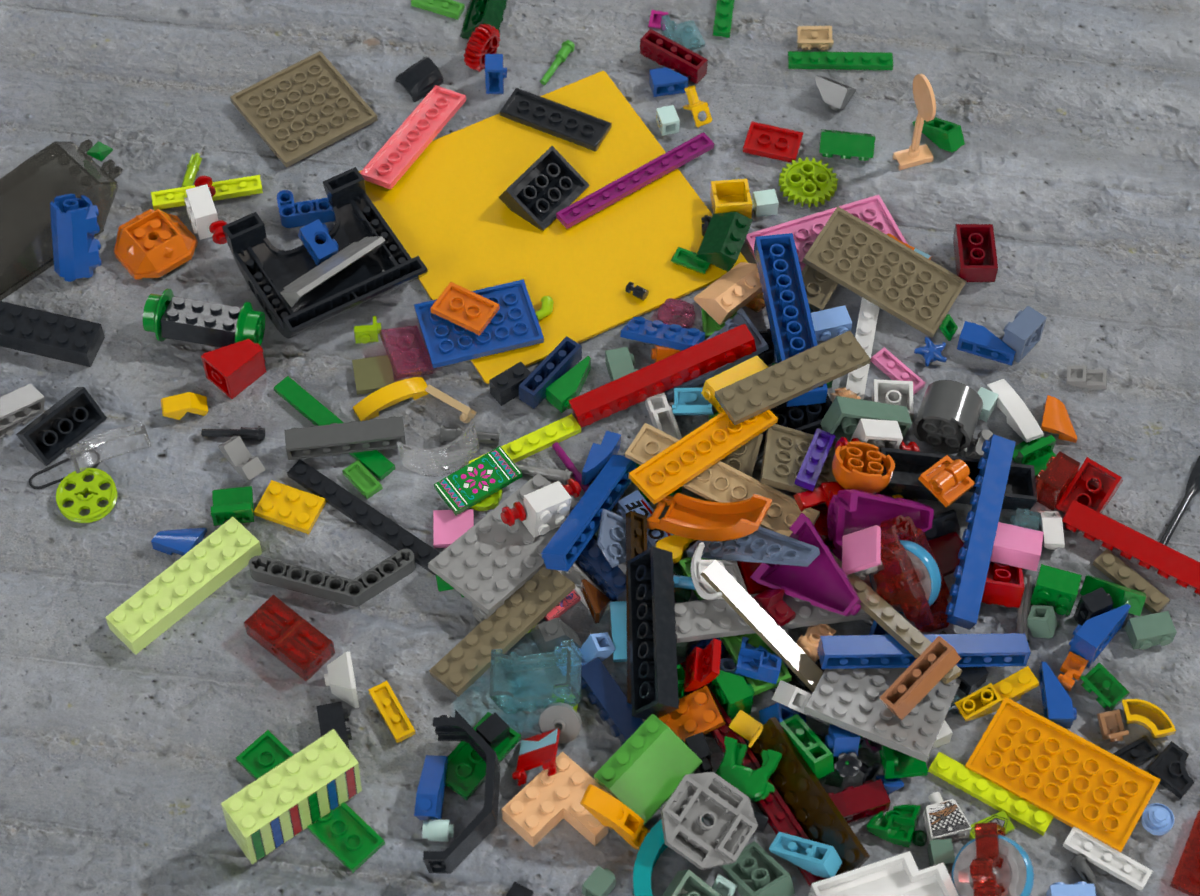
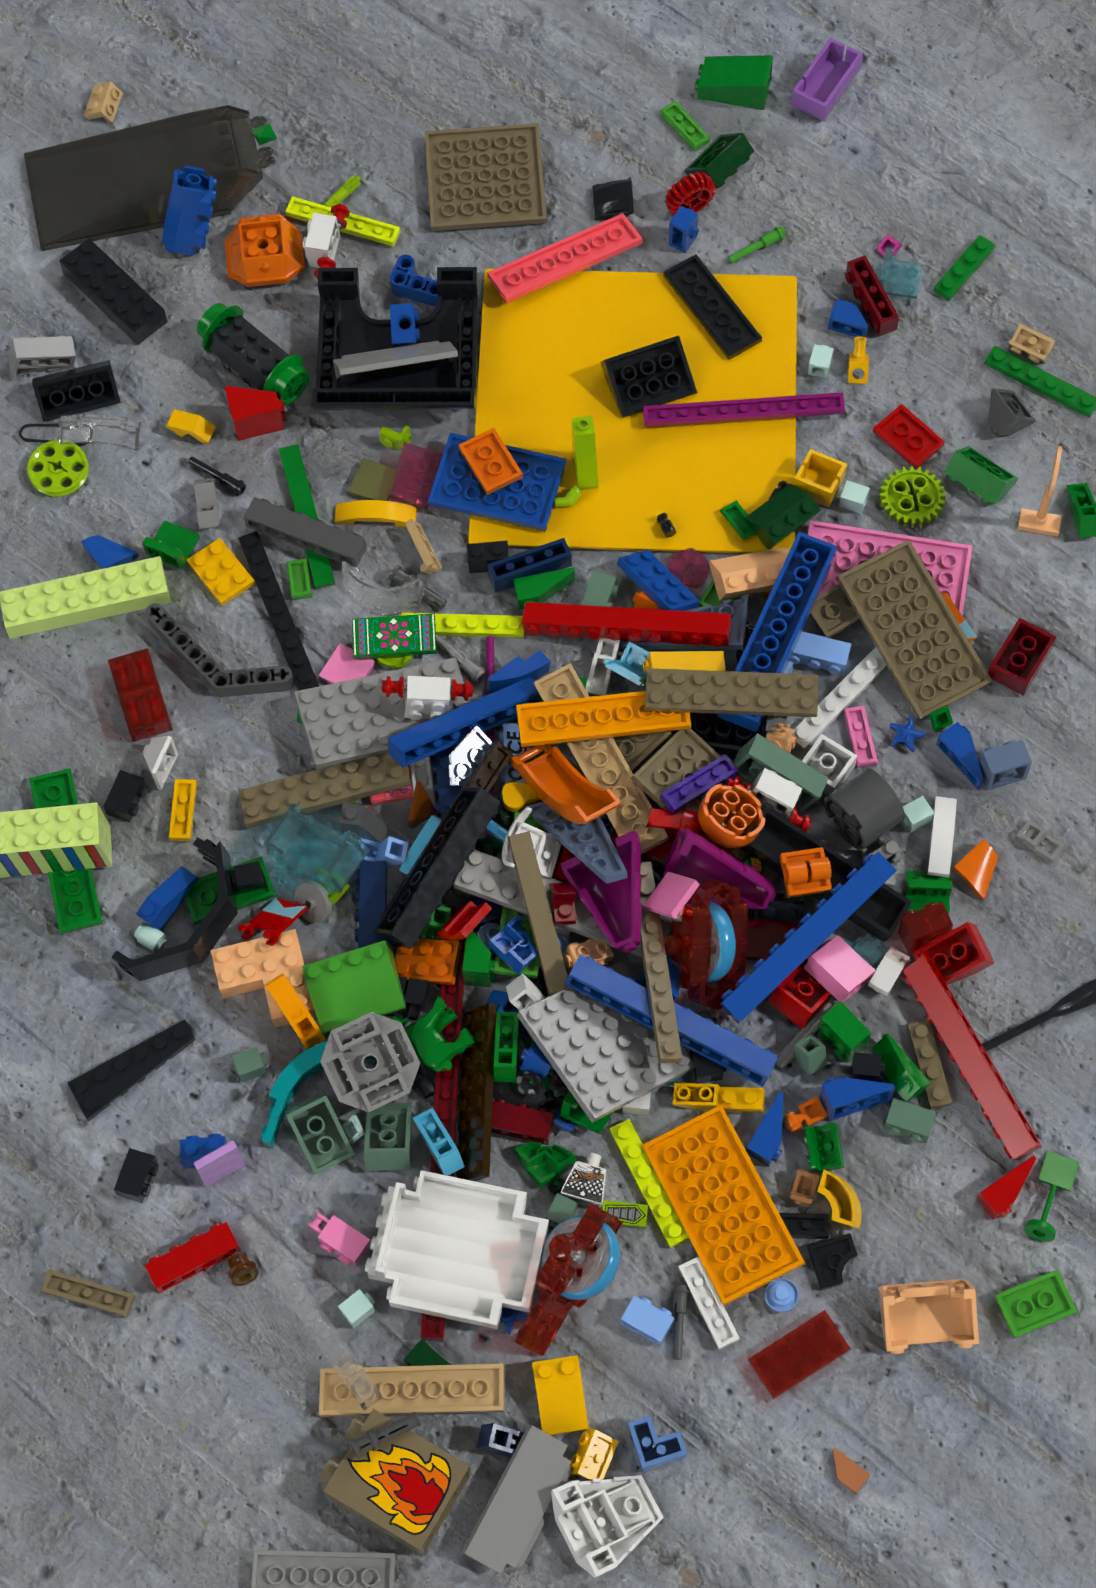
camera: 35 degrees right, 10 degrees up
(539, 262) = (584, 452): none -> lime slope
(746, 727) = (470, 997): yellow bracket -> none
(920, 678) = (632, 1044): nougat brick -> none

